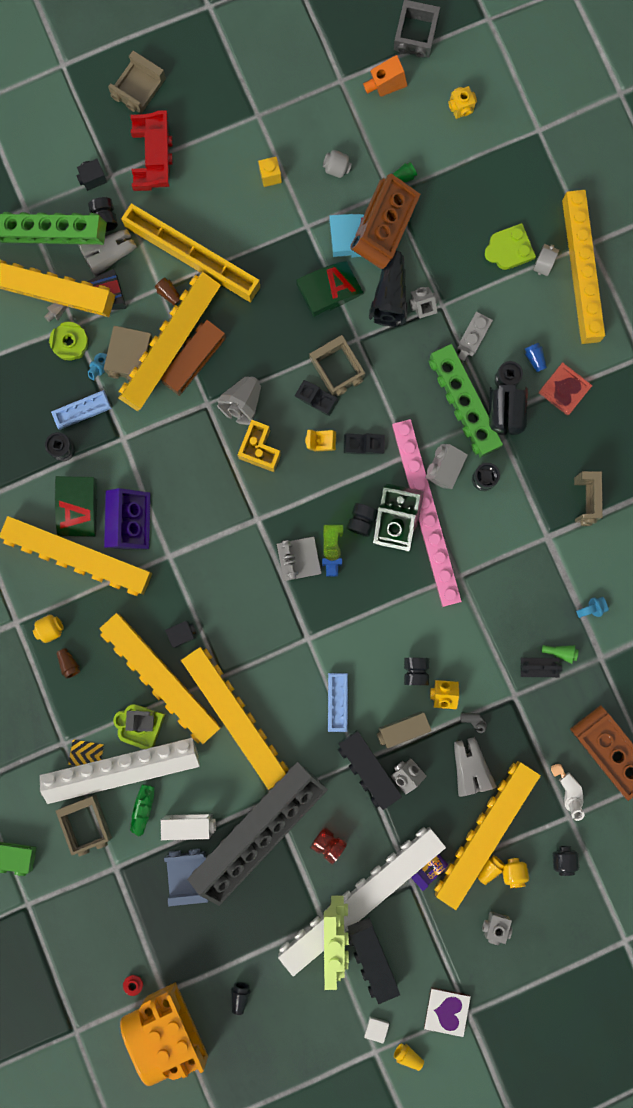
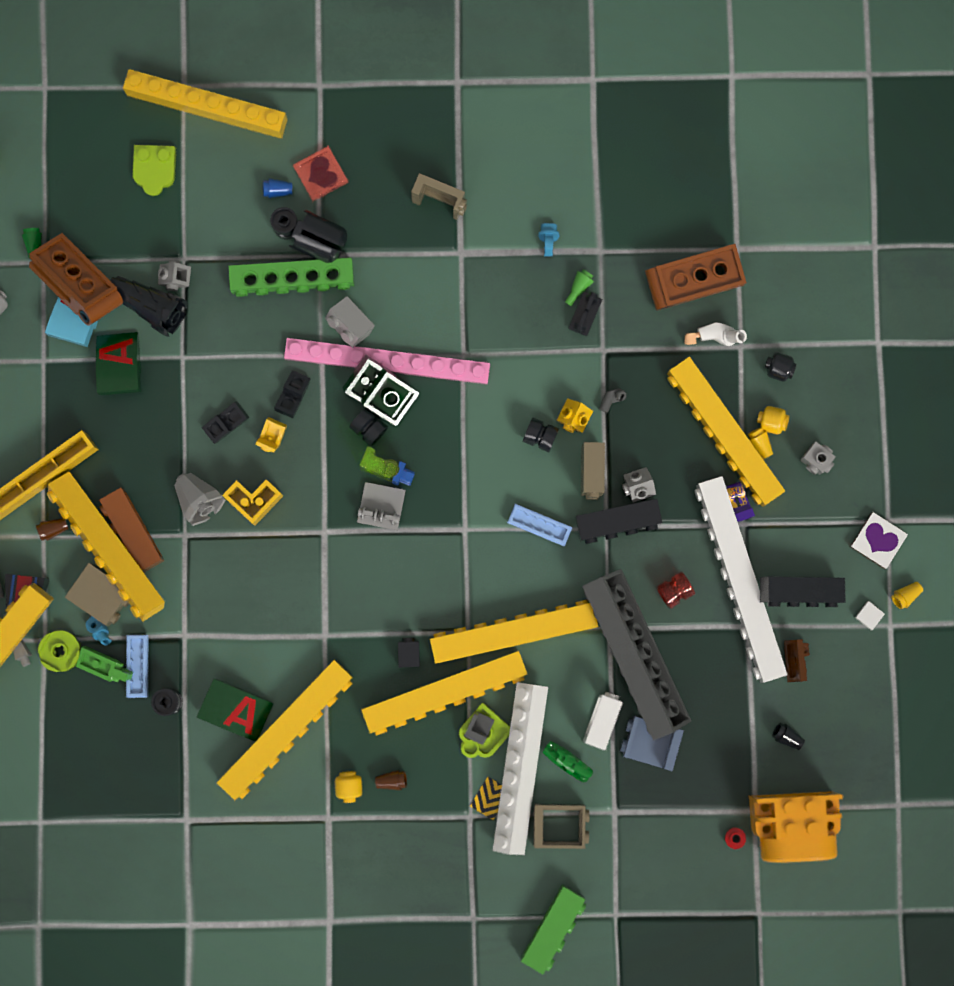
camera: 75 degrees left, 0 degrees up
(69, 381) = (102, 665): none -> bright green hinge
(127, 519) = (270, 663): dark purple slope -> none
(308, 979) = (795, 663): none -> reddish brown hinge
(328, 349) = (181, 389): dark tan window -> none
(335, 939) = (769, 619): yellowish green bracket -> none
(472, 769) = (657, 420): light grey piece -> none
(473, 336) = (228, 240): light grey hinge -> none
(485, 477) = (376, 287): black wheel -> none
(545, 260) = (182, 137): light grey piece -> none

